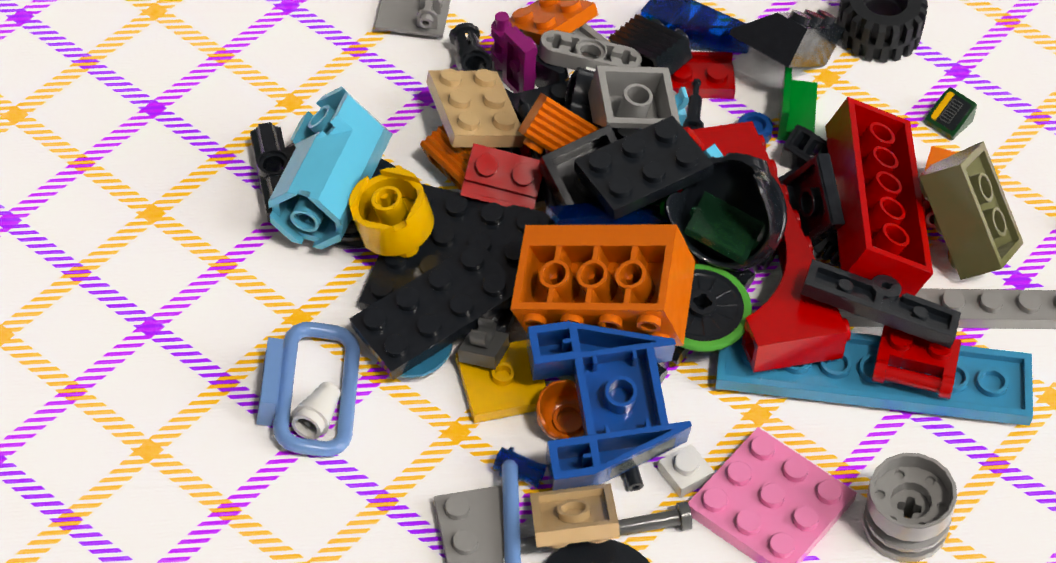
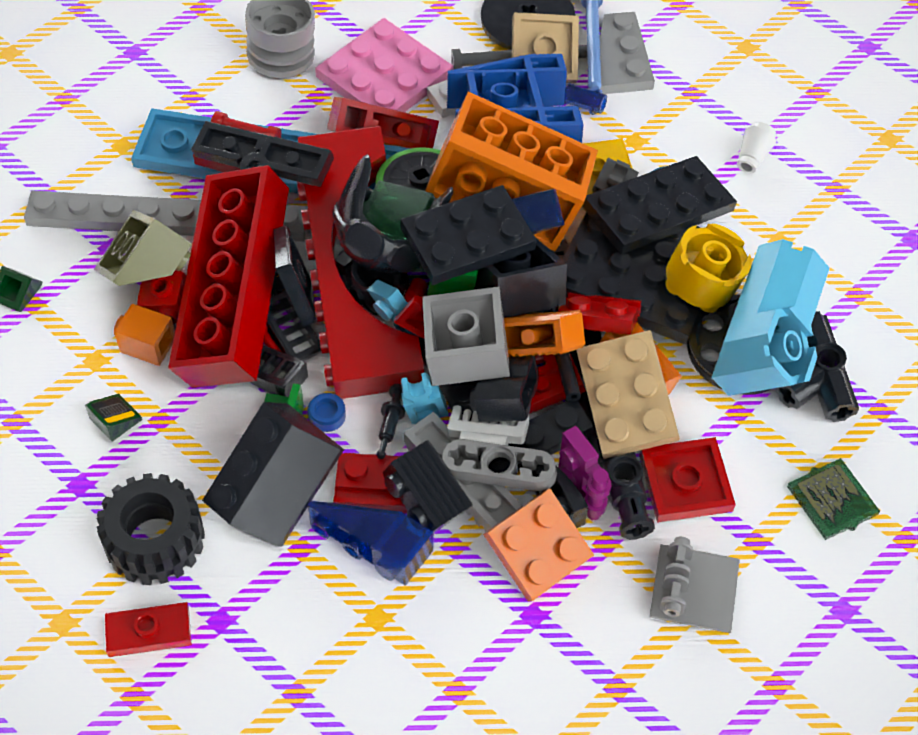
camera: 175 degrees left, 5 degrees up
(278, 385) = (791, 169): medium blue bar -> none
(283, 80) = (833, 499): none -> piece
(405, 76) = (687, 480): none -> red plate
(771, 404) = (396, 126): none -> red slope

